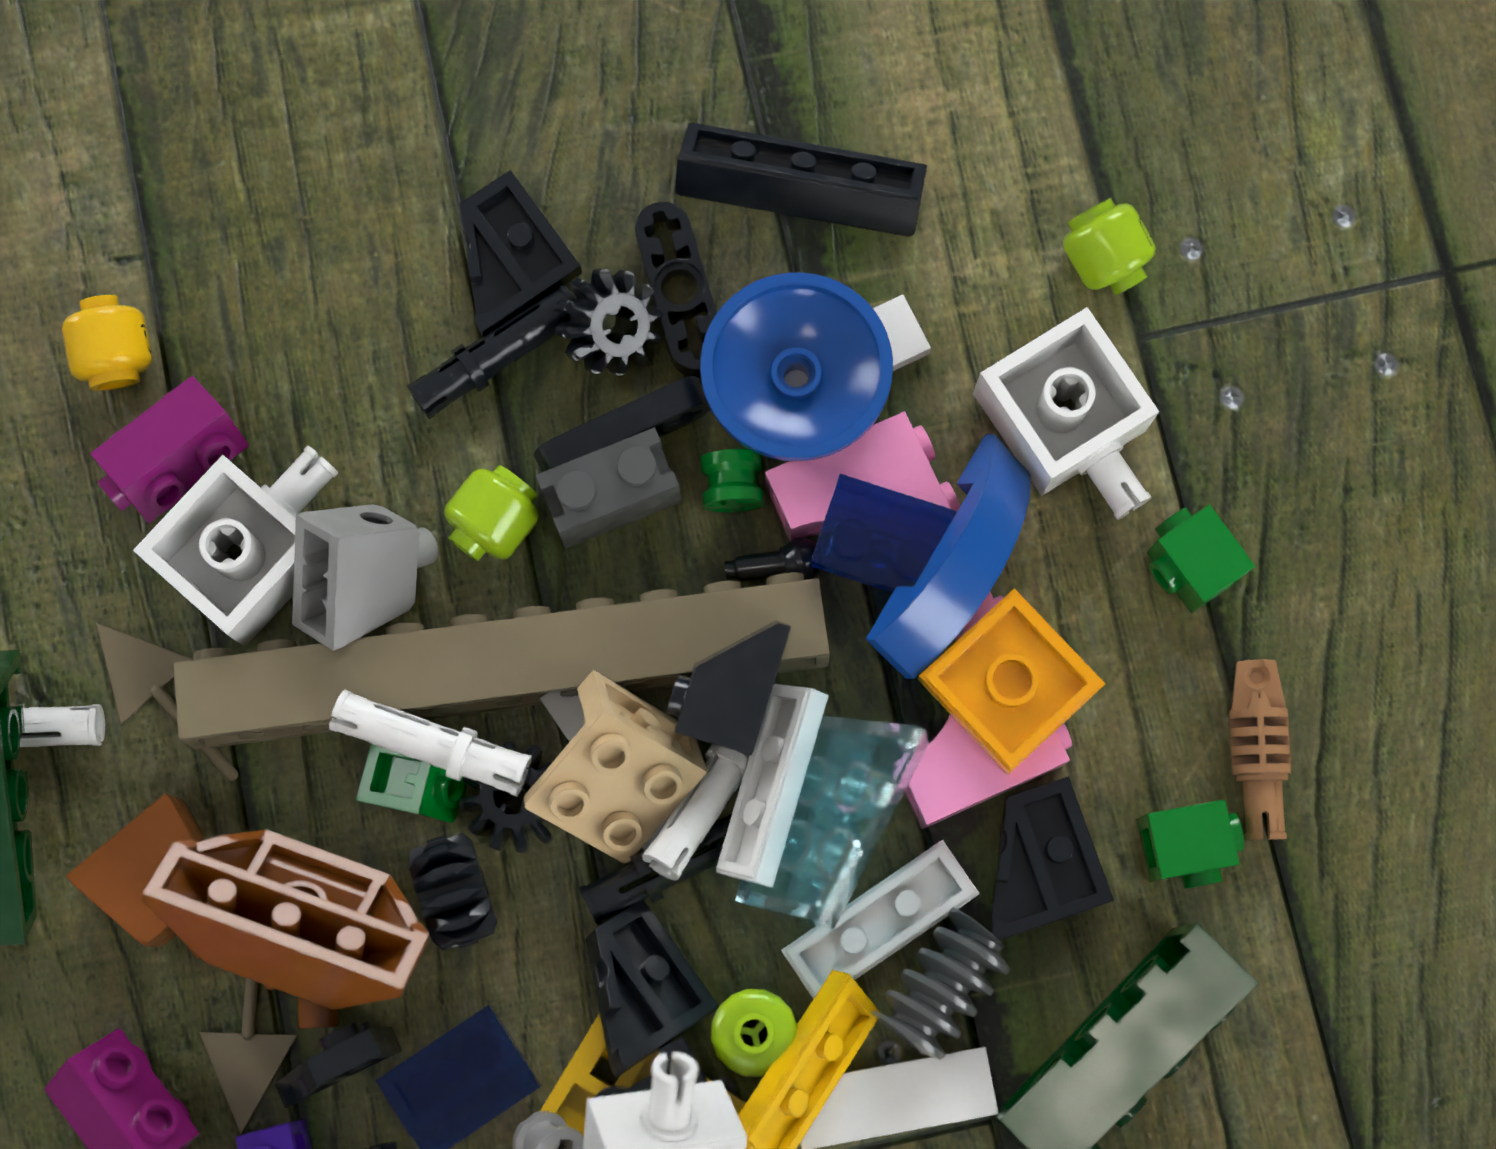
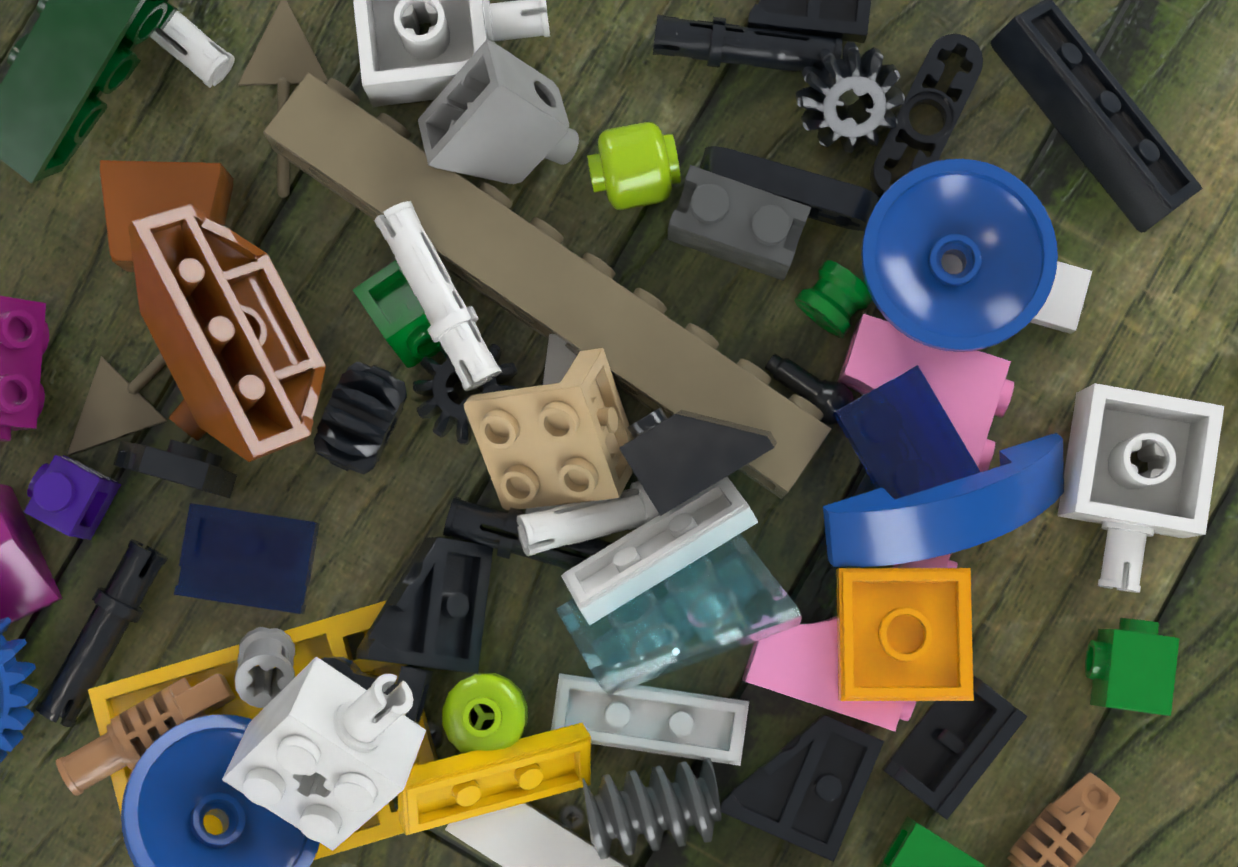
camera: 45 degrees right, 5 degrees up
(1123, 735) = (953, 747): none -> black hinge

